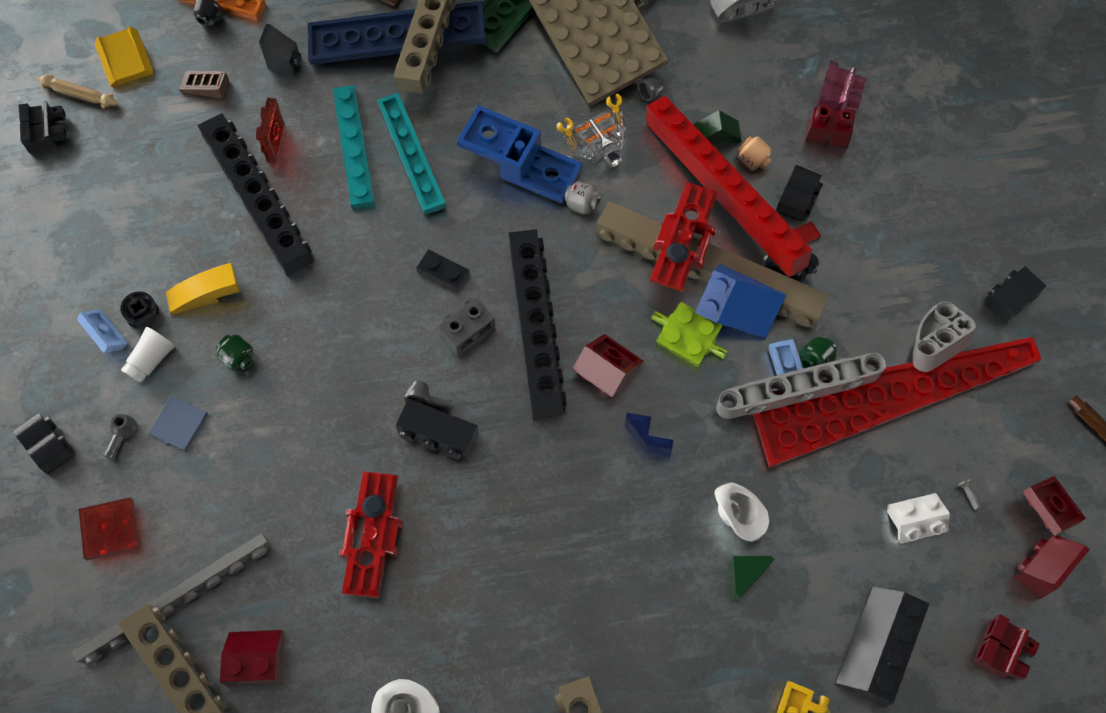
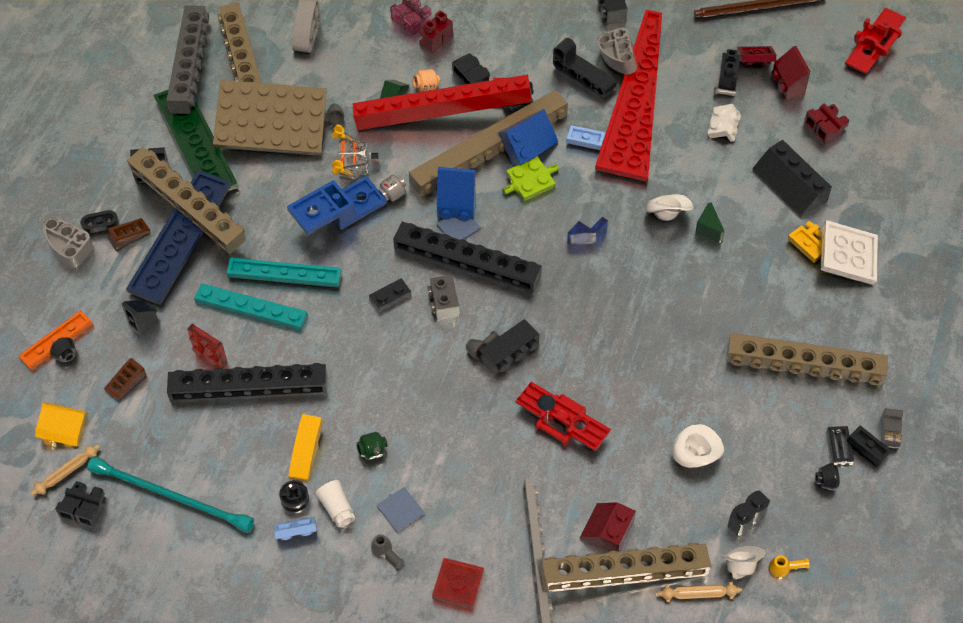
camera: 60 degrees left, 10 degrees down
(43, 443) = (362, 602): black brick -> none
(88, 277) = (240, 521): none -> teal hose
(578, 292) = (457, 228): none -> sand blue piece
(602, 266) = (456, 193): none -> blue slope
(607, 365) = (525, 231): slope -> none
(675, 236) = (480, 150): red piece -> none
(800, 385) = (607, 134): light grey beam -> none
(818, 352) = (590, 116): dark green head -> none
(885, 308) = (580, 70): none -> black beam
(1001, 484) = (729, 70): none -> black hips

